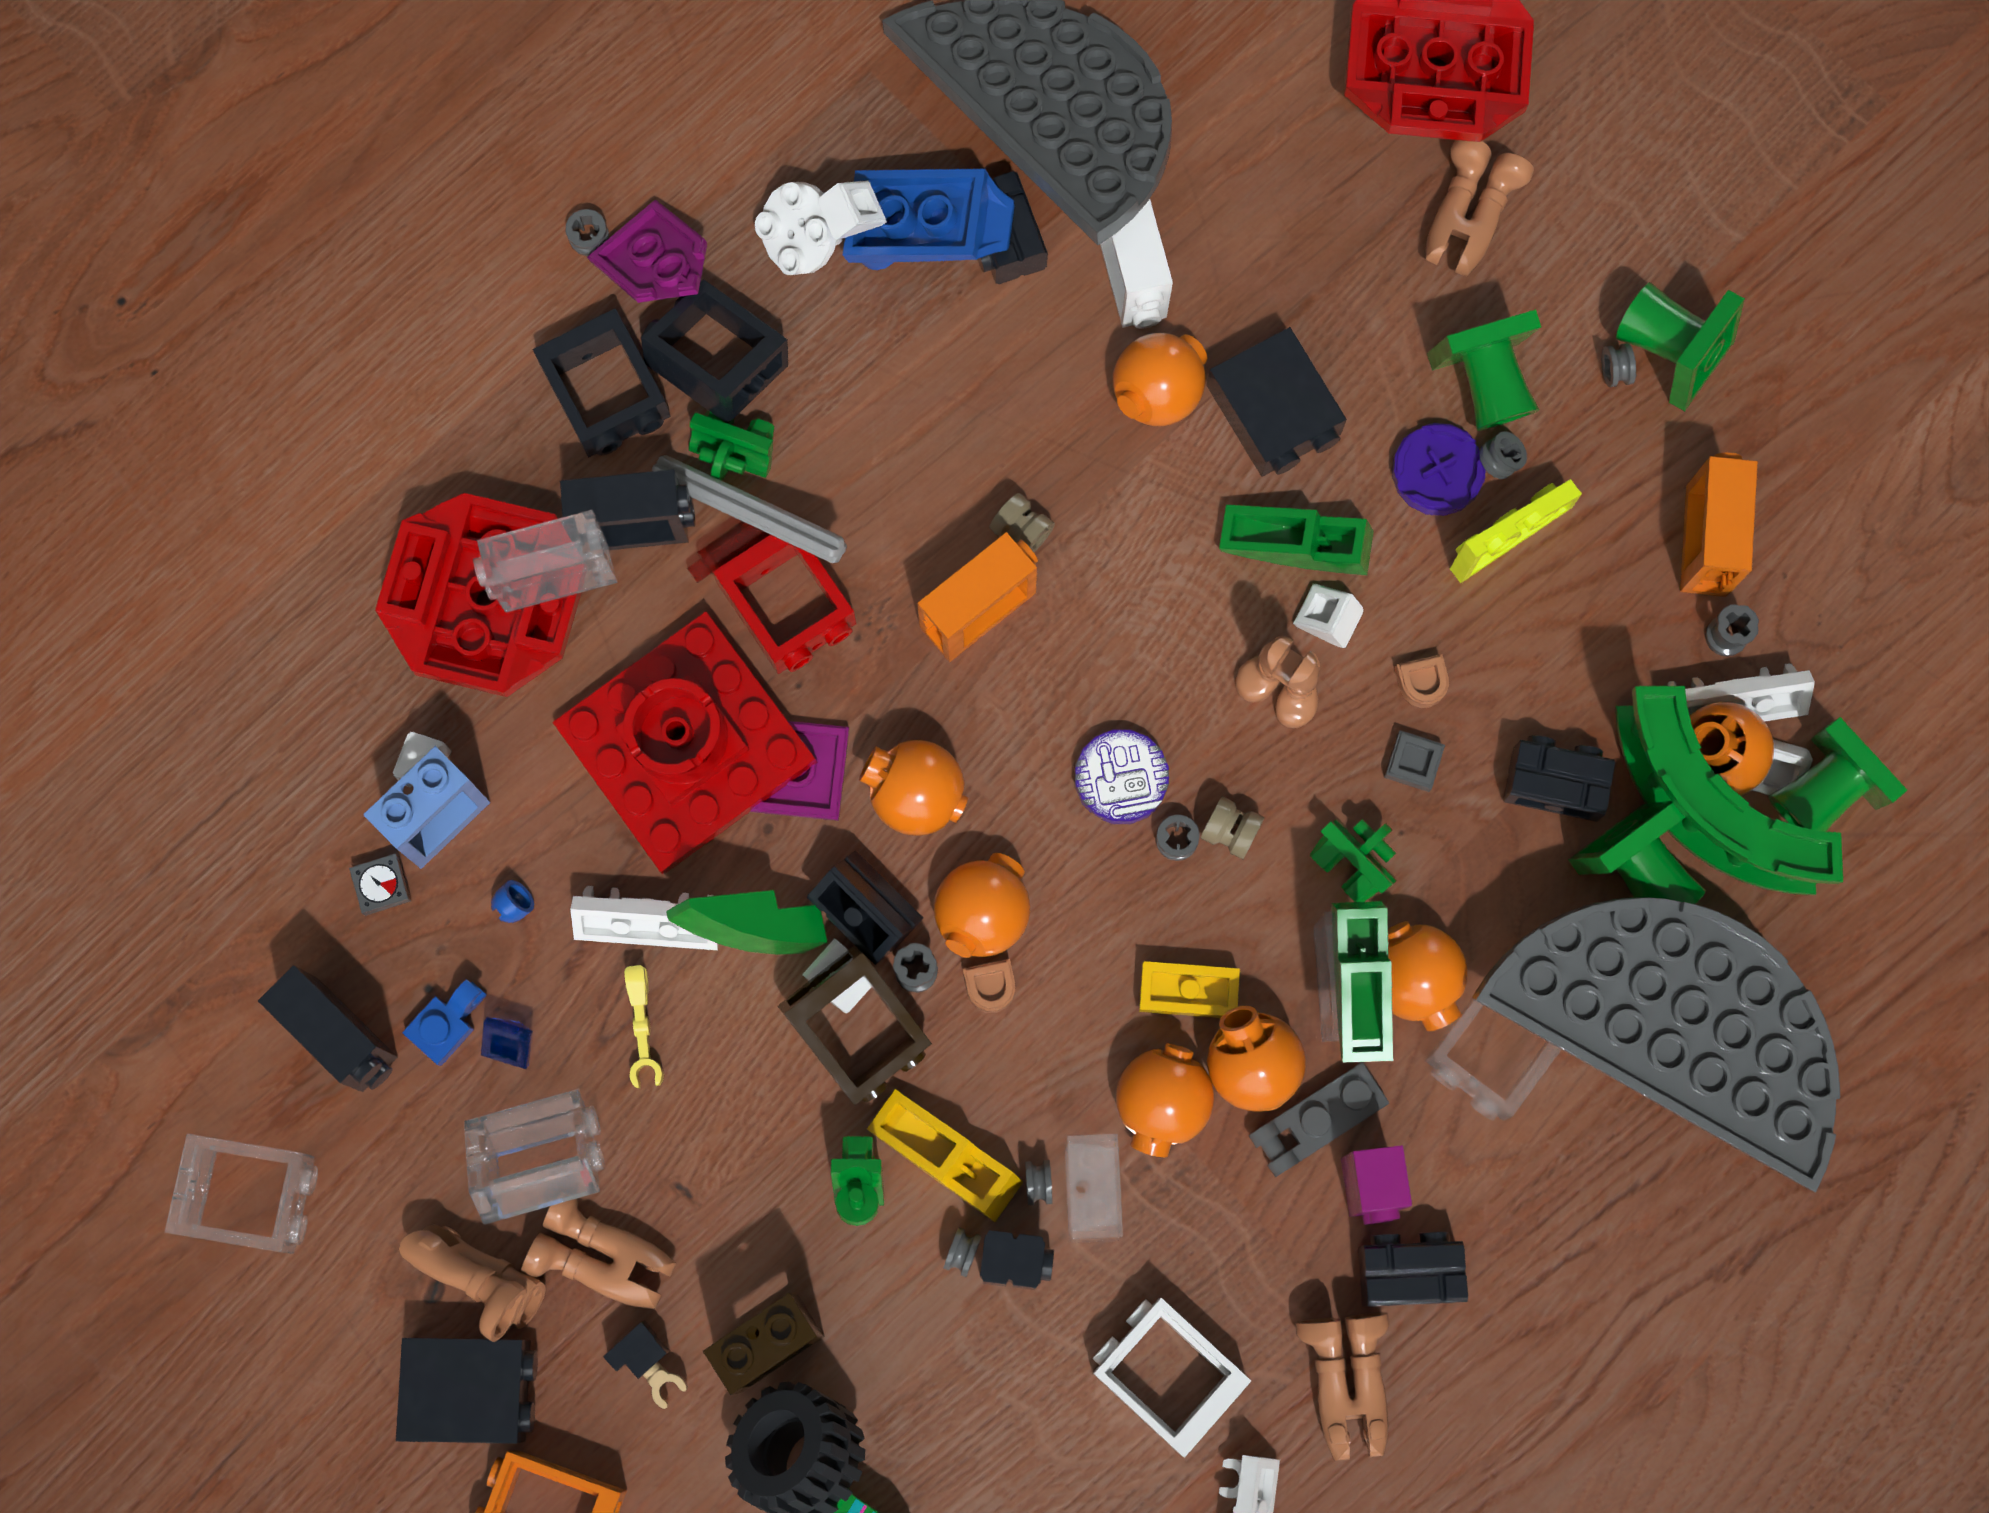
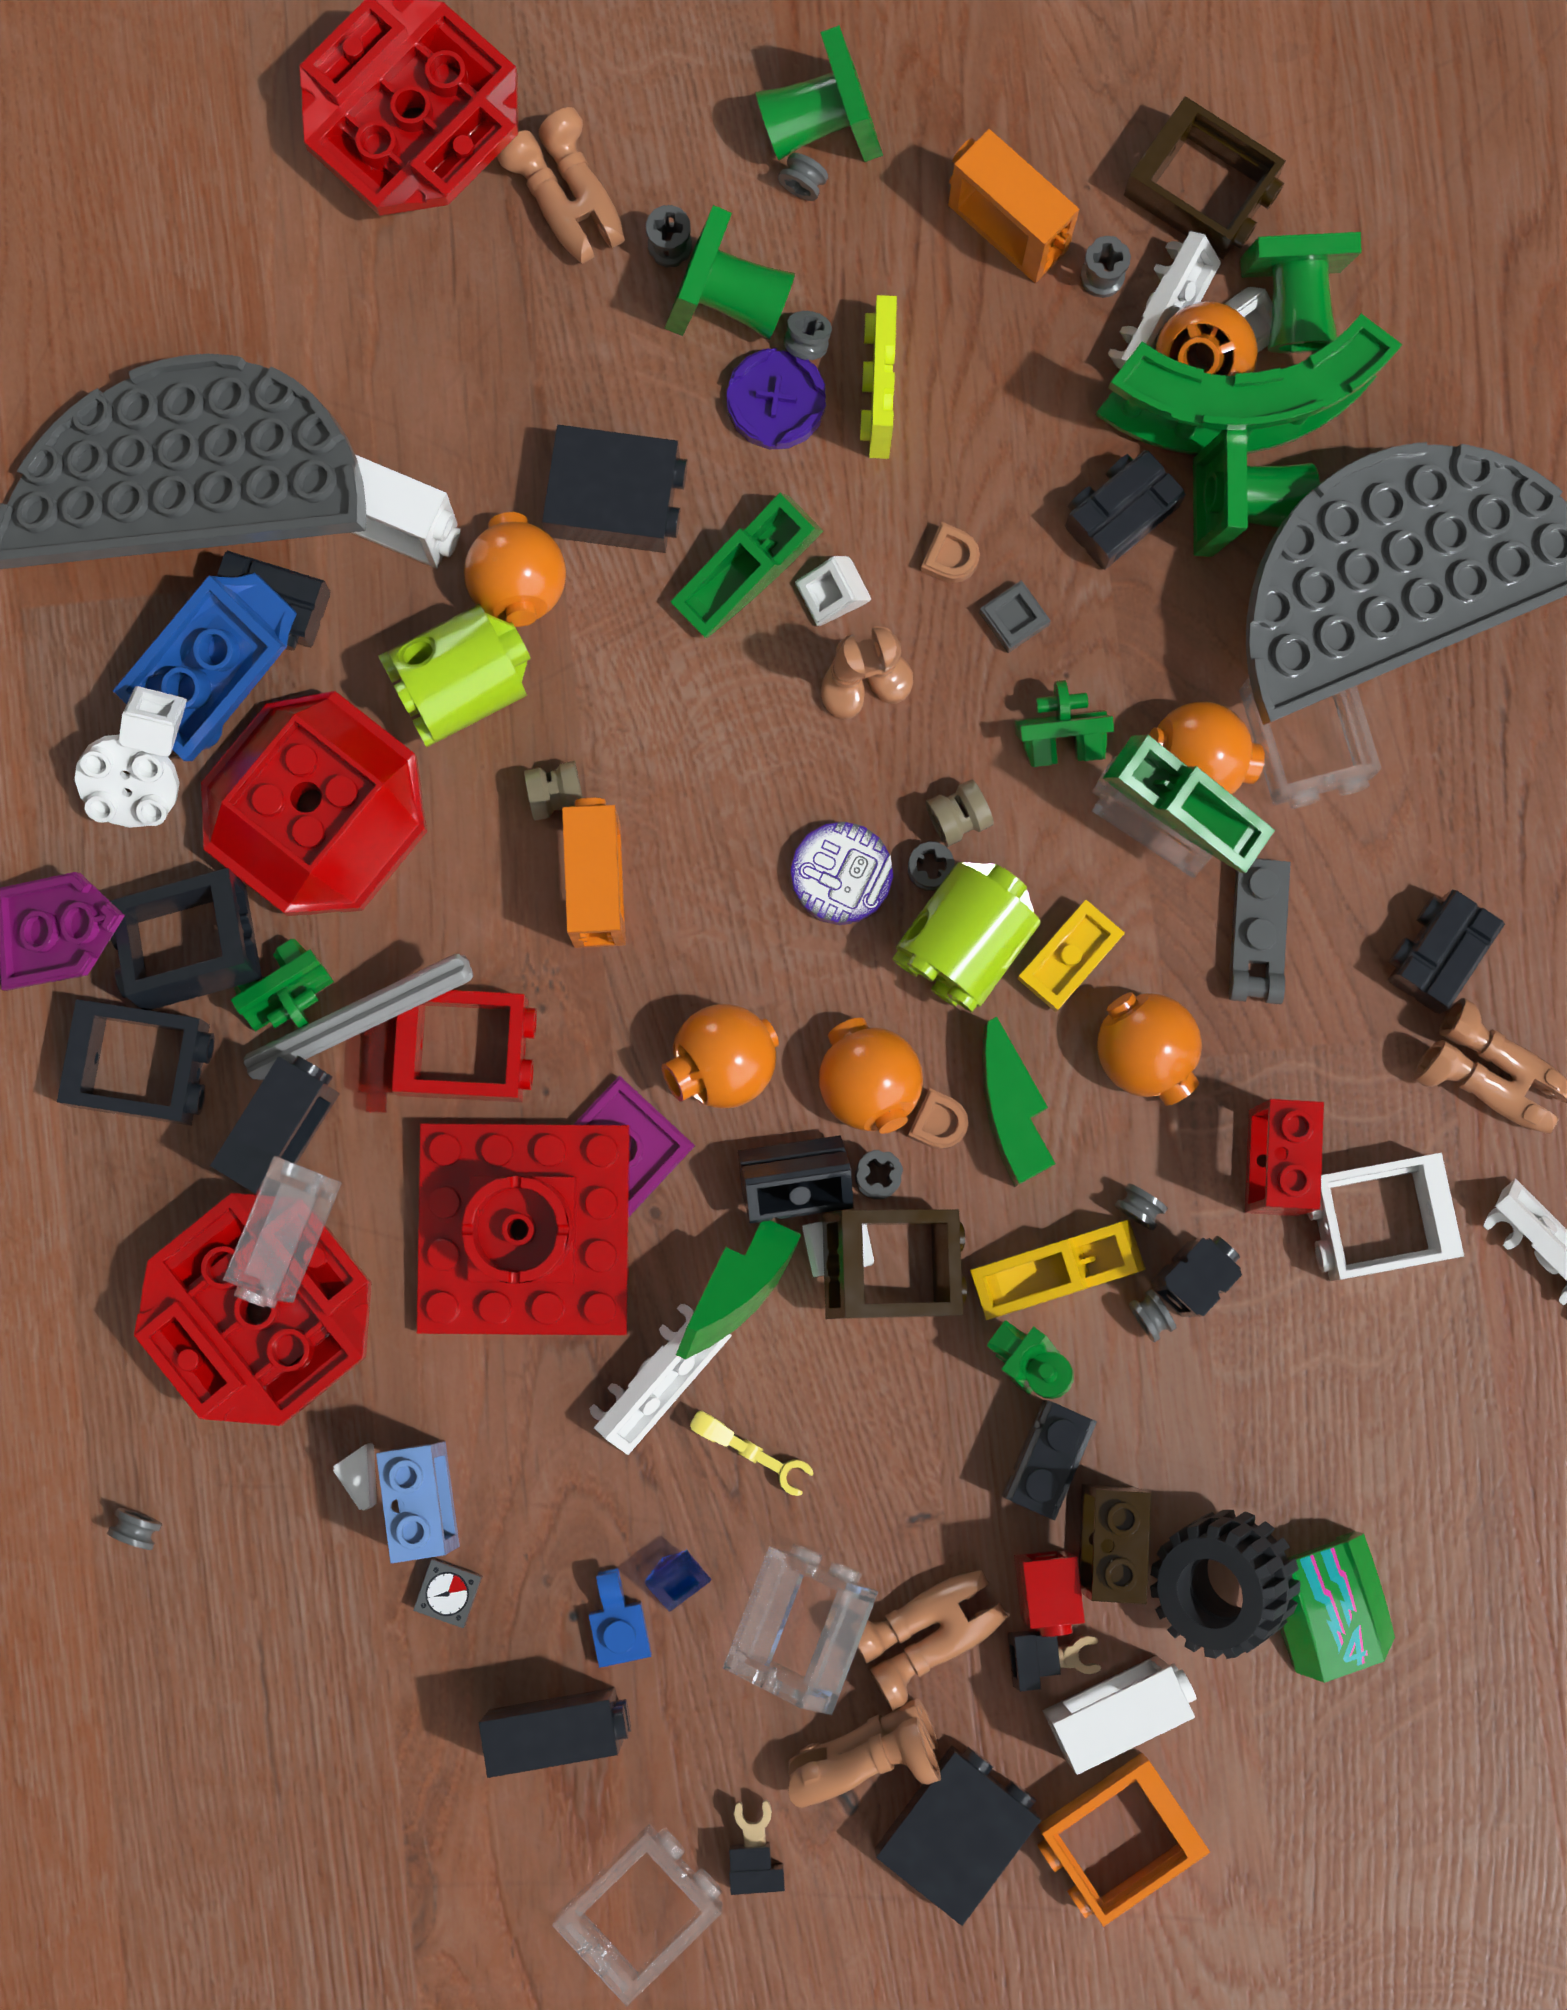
camera: 55 degrees left, 5 degrees up
(269, 629) = (134, 1528): none -> dark grey bush
(336, 1252) = (751, 1861): none -> black piece
(512, 902) = (554, 1485): blue hinge -> none
(639, 1444) = (1121, 1713): none -> white window
(692, 1322) = (1049, 1591): none -> red brick
(794, 1252) = (1049, 1459): none -> black brick
(888, 410) = (345, 846): none -> red piece
(1041, 1029) = (1011, 1105): none -> green slope
(1052, 392) = (458, 672): none -> lime cylinder
(1094, 1166) = (1205, 1170): clear window -> none
(1146, 898) = (969, 933): none -> lime cylinder
(1173, 1249) = (1292, 1142): none -> red window
(1255, 1060) = (1177, 945): orange brick -> none
(1376, 1184) = (1355, 923): magenta brick -> none
(1496, 291) = (656, 230): none -> dark grey bush
(1886, 606) = (1227, 144): none -> dark brown window

